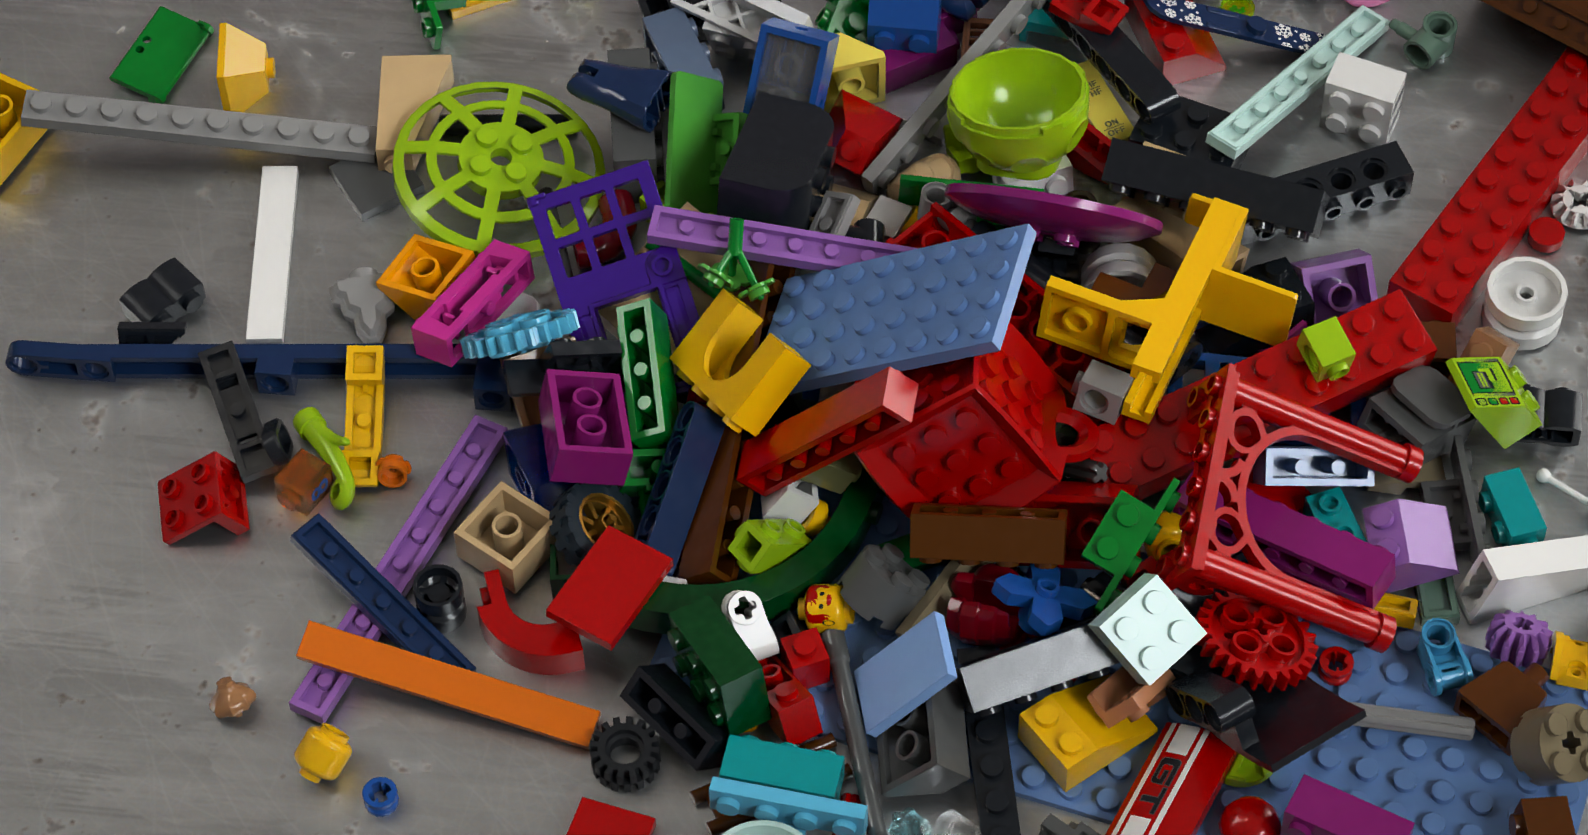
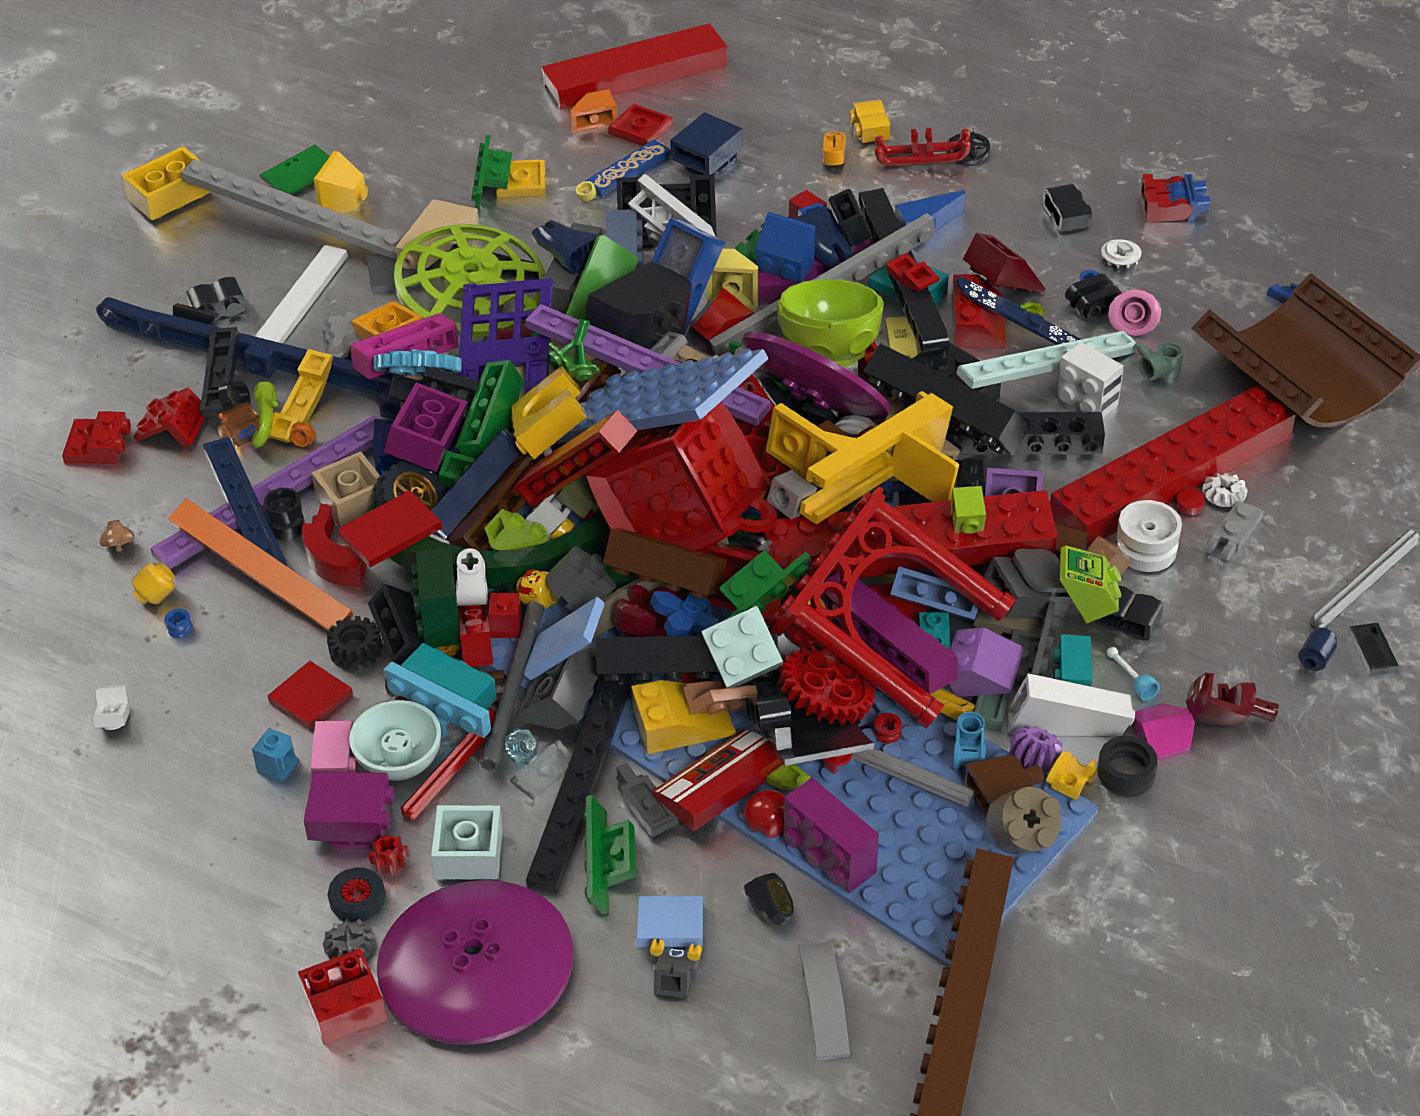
camera: 20 degrees right, 10 degrees down
(118, 560) = (97, 439): none -> red plate

